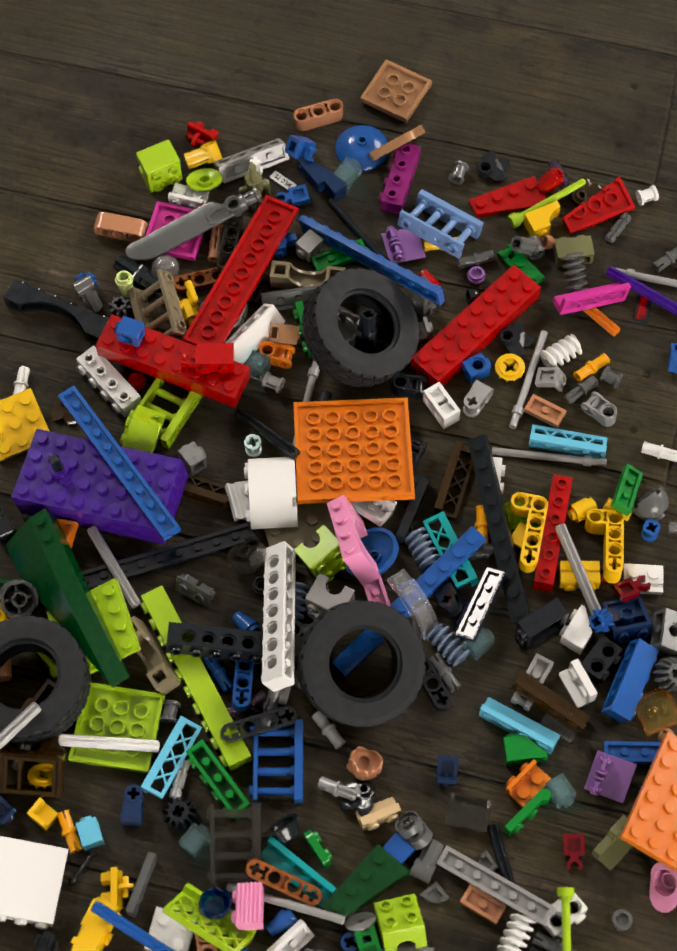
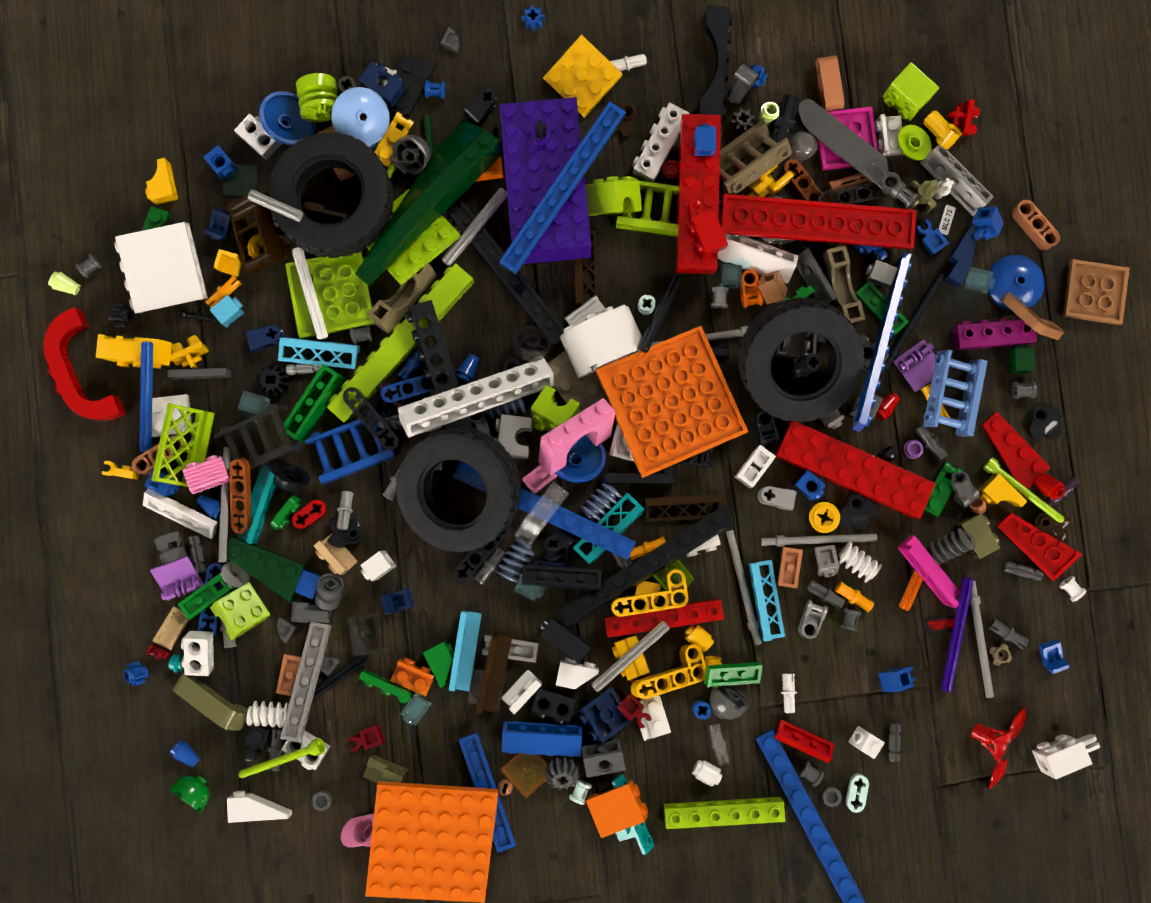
camera: 65 degrees right, 20 degrees up
(187, 586) = (482, 316): dark grey hinge -> none
(193, 458) = (612, 254): flat silver brick -> none
(215, 903) = (196, 444): hair -> none
(332, 826) = (307, 511): none -> red beam
(364, 763) = (375, 526): nougat hair -> none
(405, 773) = (377, 566): none -> white brick
(431, 164) = (1021, 359): none -> dark green brick
(600, 620) = (586, 694): blue gear -> none
(610, 776) = (444, 749): medium lavender hinge -> none

